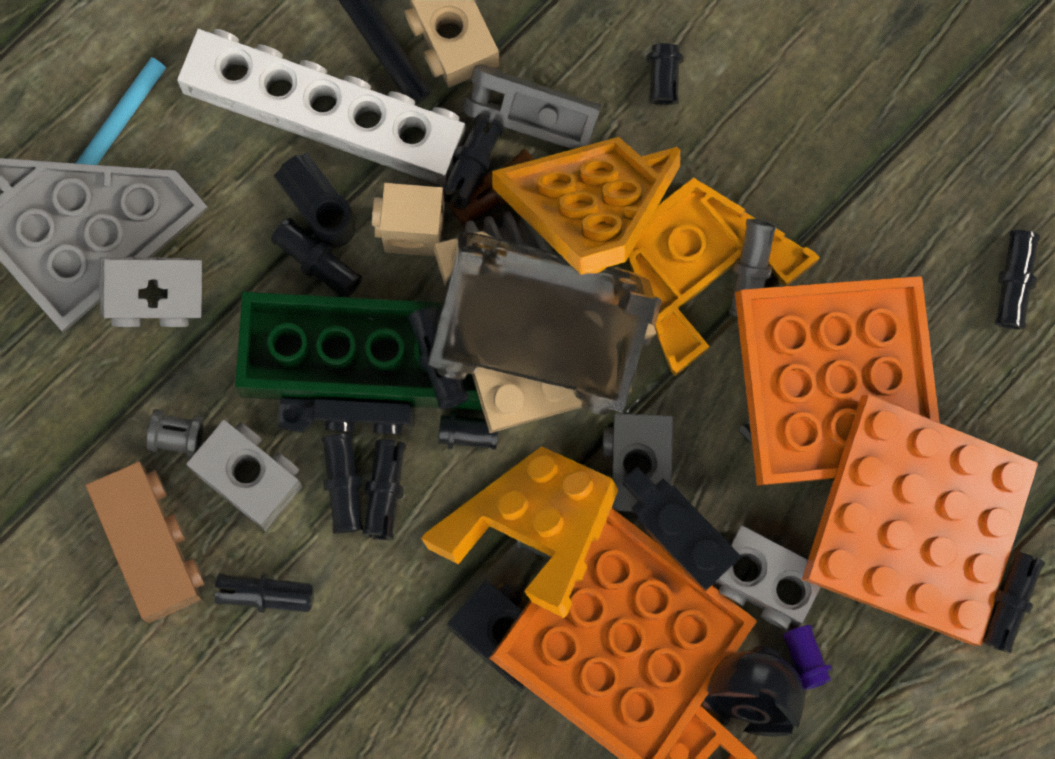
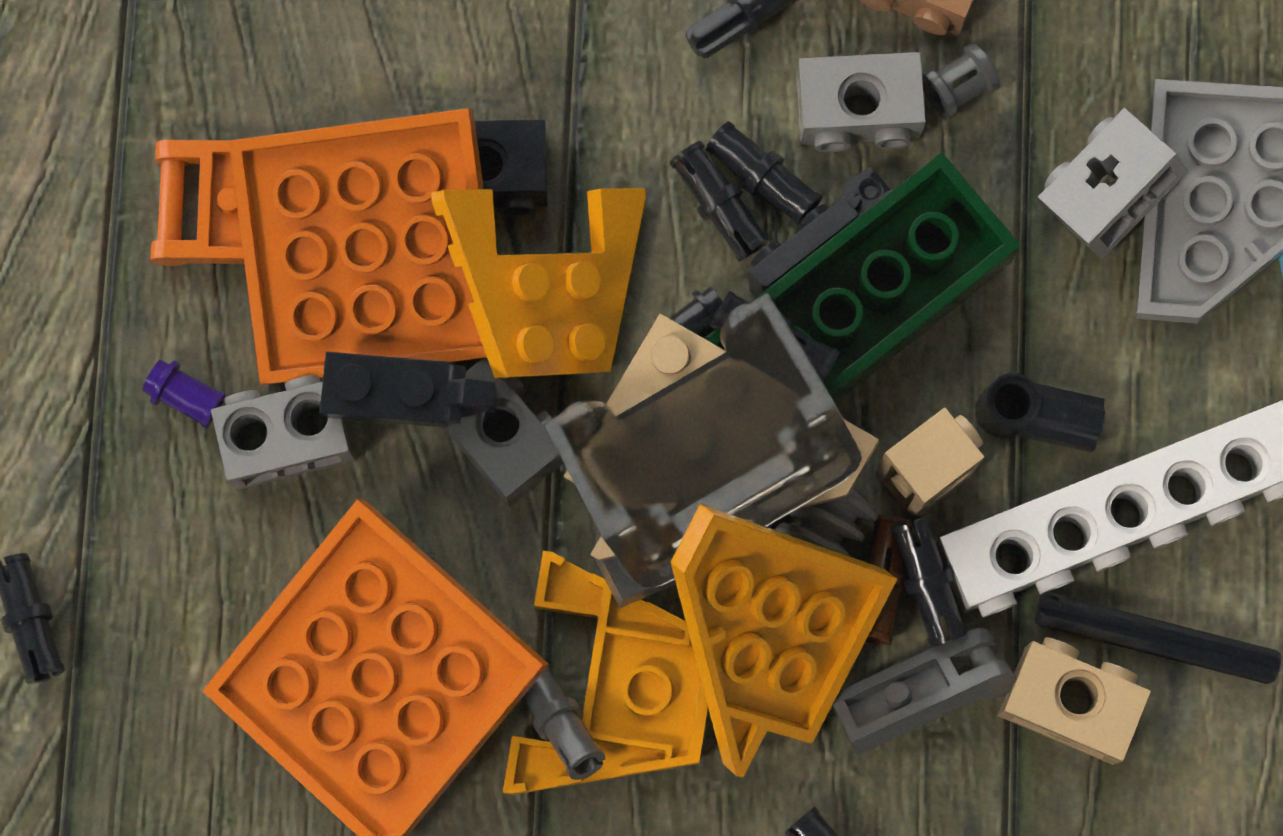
camera: 140 degrees right, 0 degrees up
(316, 258) = (987, 358): black pin -> none
(757, 690) = (203, 317): black cylinder -> none
(920, 520) = (180, 612): orange plate -> none

